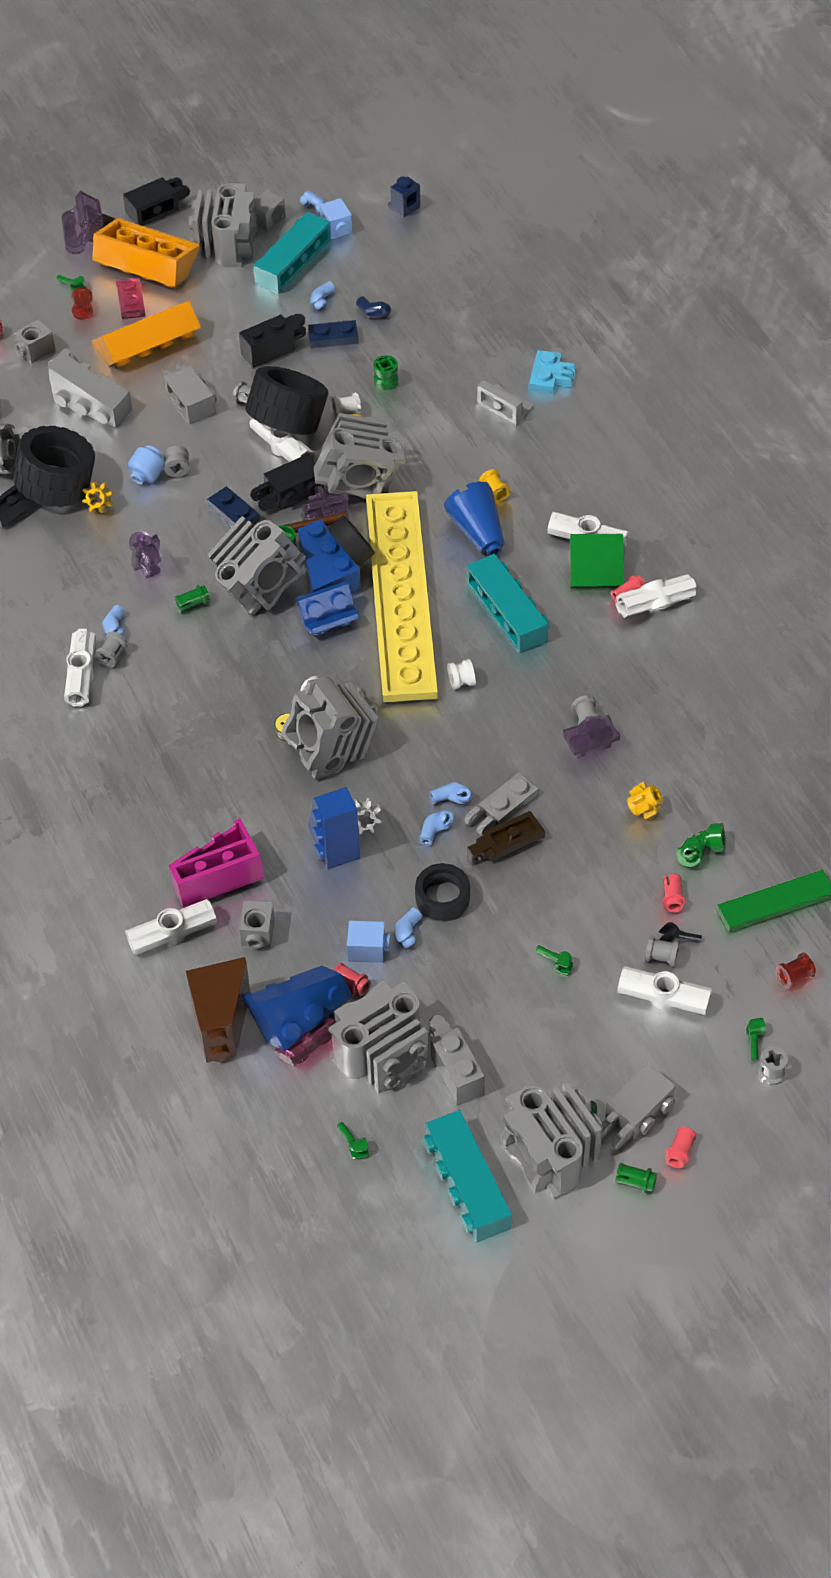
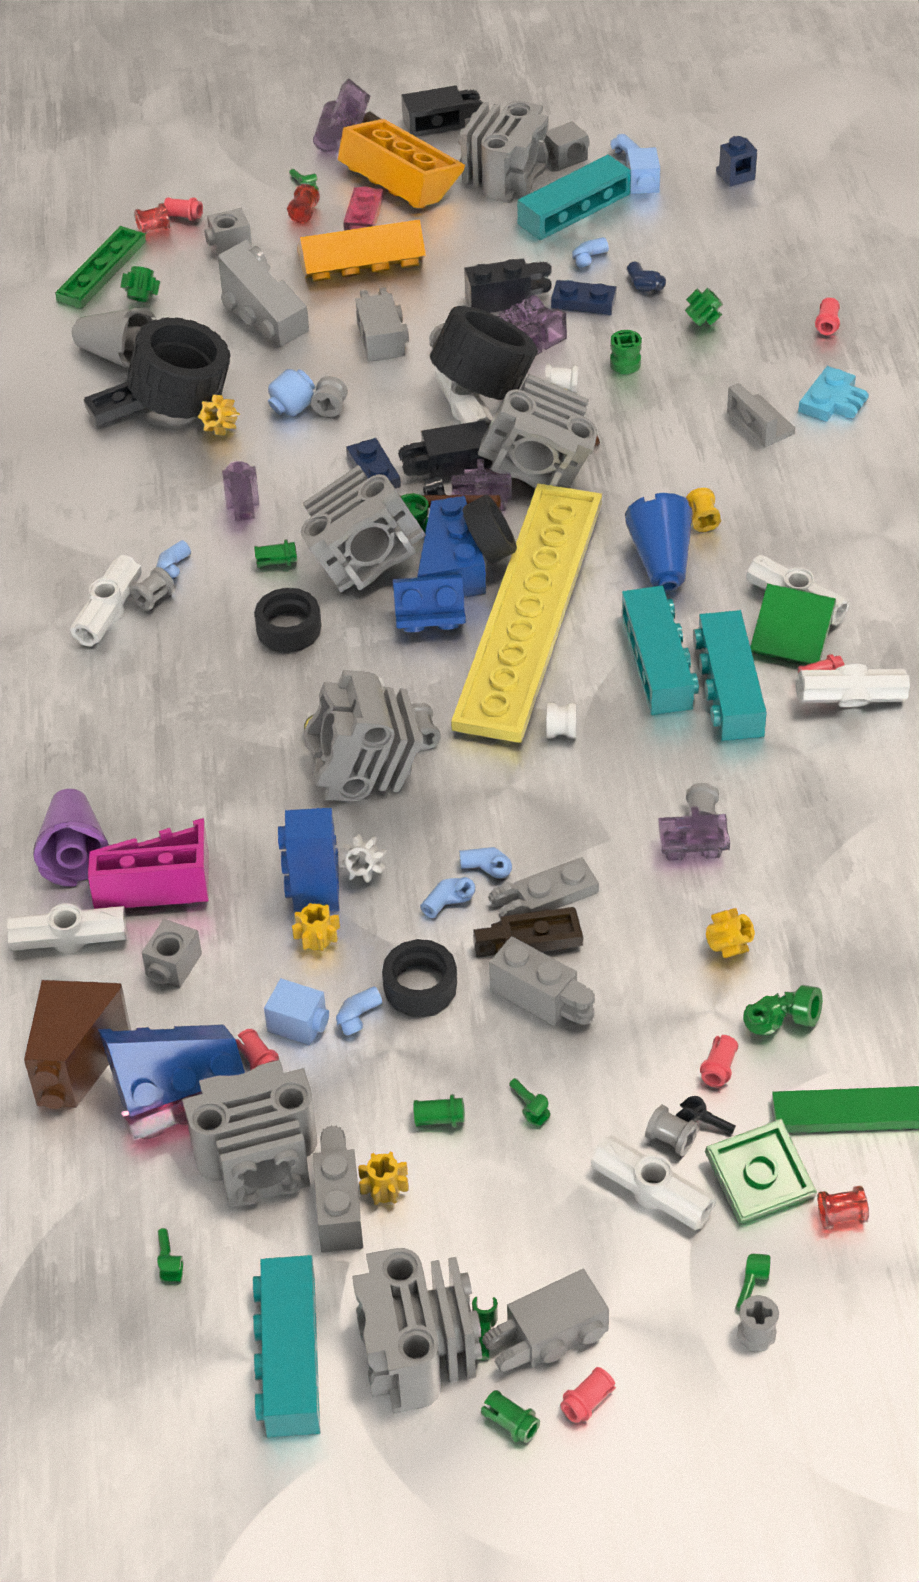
camera: 20 degrees right, 5 degrees down
(143, 859) = (66, 838): none -> medium lavender cone
(222, 632) = (287, 601): none -> black tyre
(287, 516) = (433, 486): none -> black hand
(308, 362) = (537, 322): none -> clear purple legs
(352, 875) = (316, 927): none -> yellow gear
(429, 323) = (704, 307): none -> green gear
(486, 1047) = (383, 1178): none -> yellow gear
(498, 983) = (439, 1111): none -> green pin
(523, 313) = (827, 320): none -> coral pin
(531, 873) = (540, 984): none -> light grey hinge
(567, 609) = (731, 676): none -> teal brick
(731, 962) = (760, 1172): none -> tile

